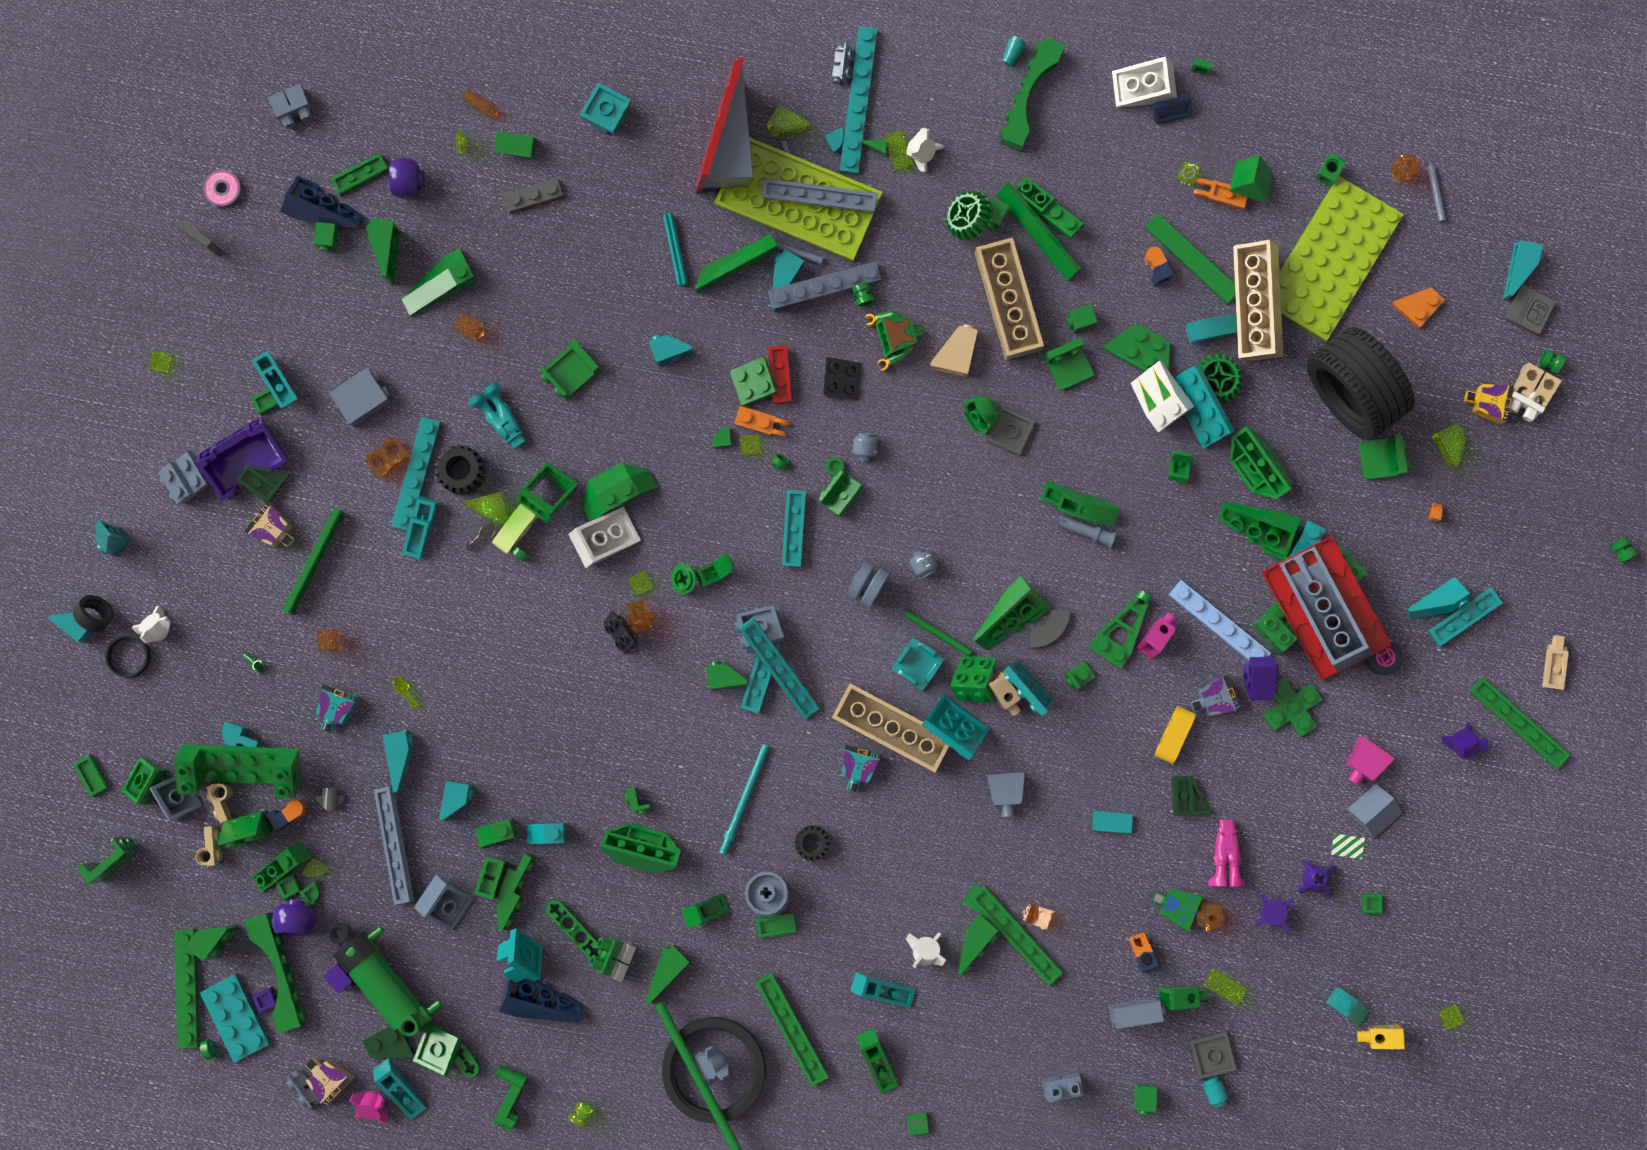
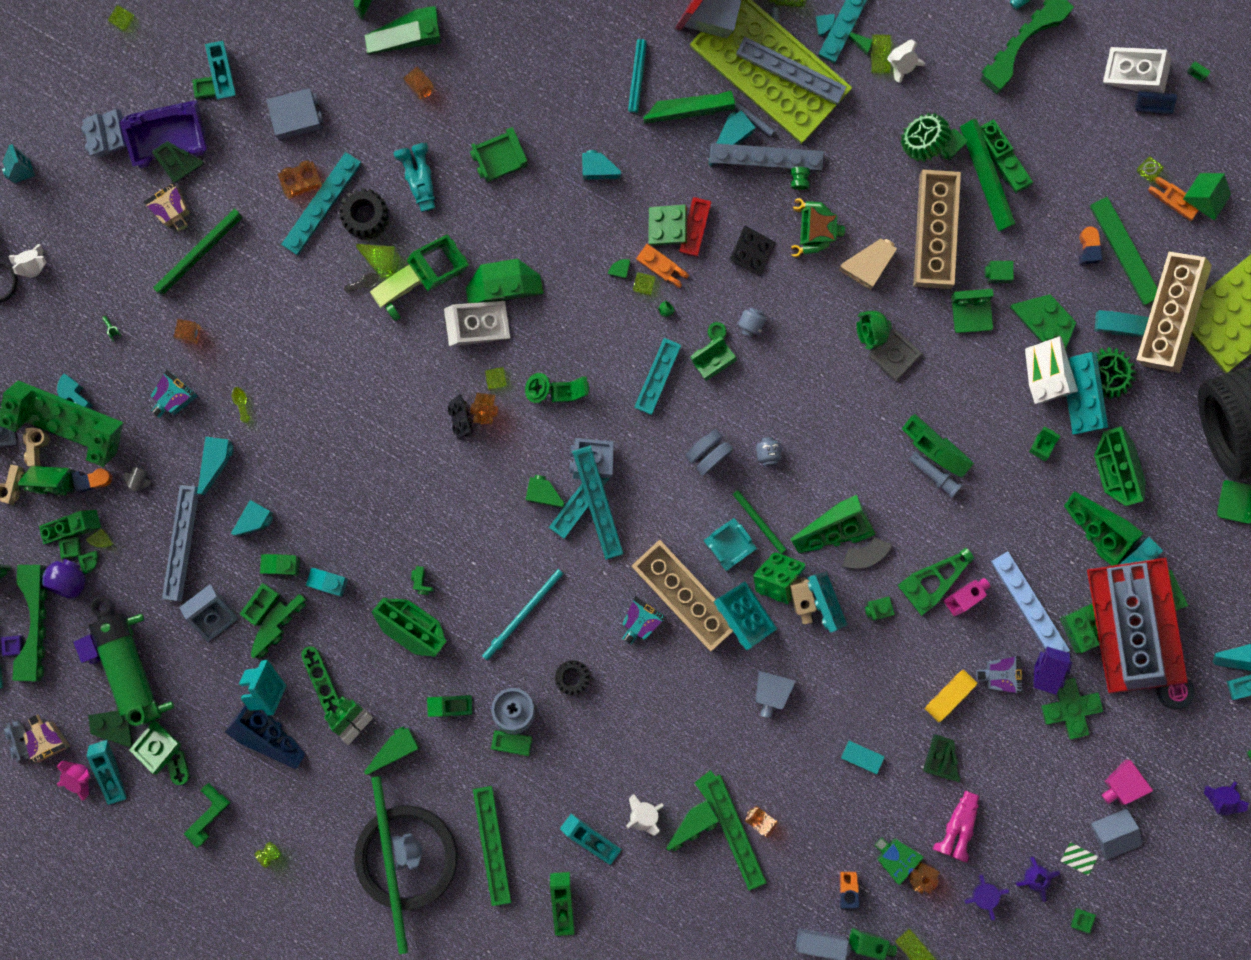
camera: 20 degrees right, 0 degrees up
(420, 526) = (308, 254): teal slope -> none

